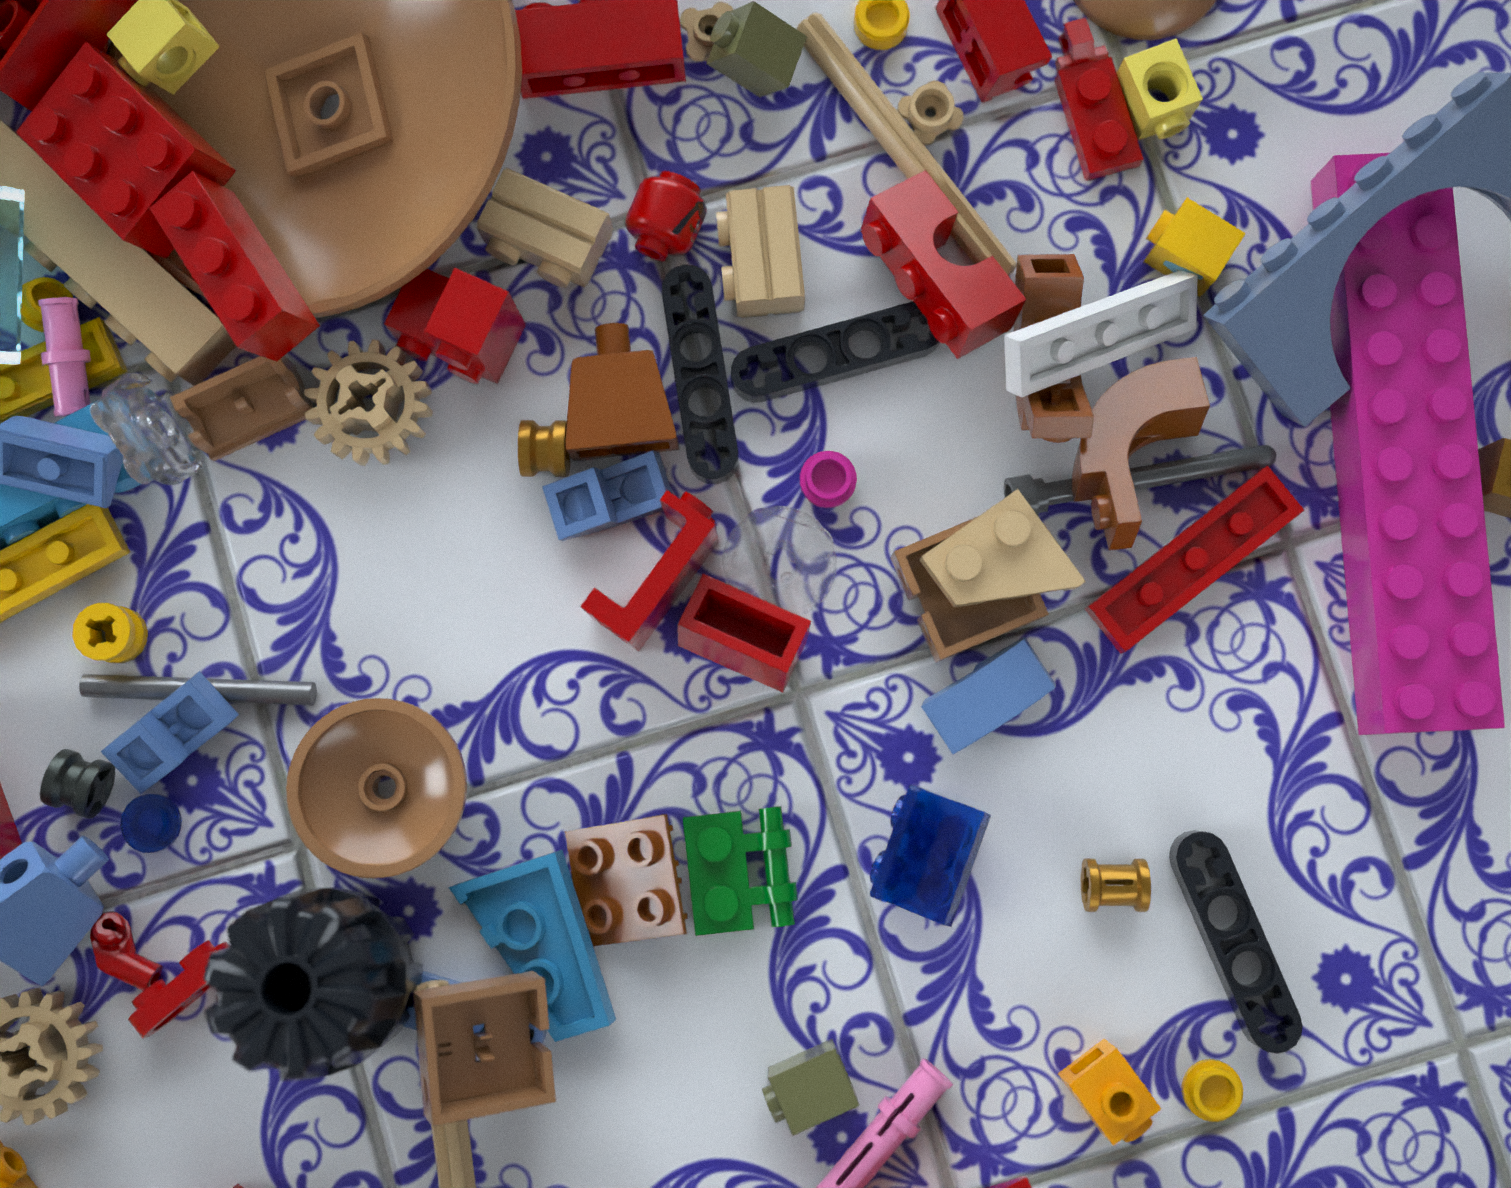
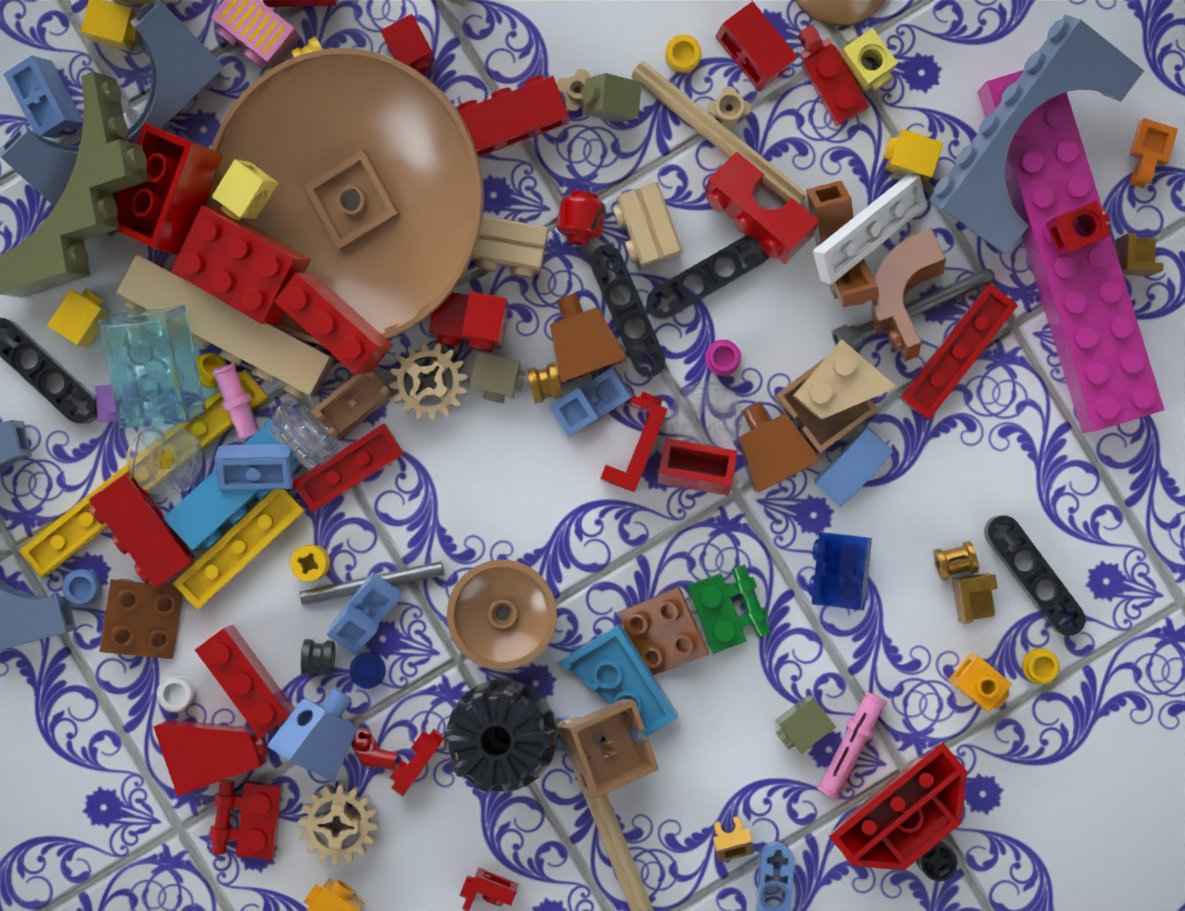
camera: 15 degrees left, 5 degrees up
(210, 503) = (348, 468): none -> red plate
(472, 420) = (496, 377): none -> dark tan brick
(870, 635) = (773, 448): none -> dark orange torso
(1131, 950) = (974, 596): none -> pearl gold panel
(1408, 409) = (1064, 234): none -> red brick

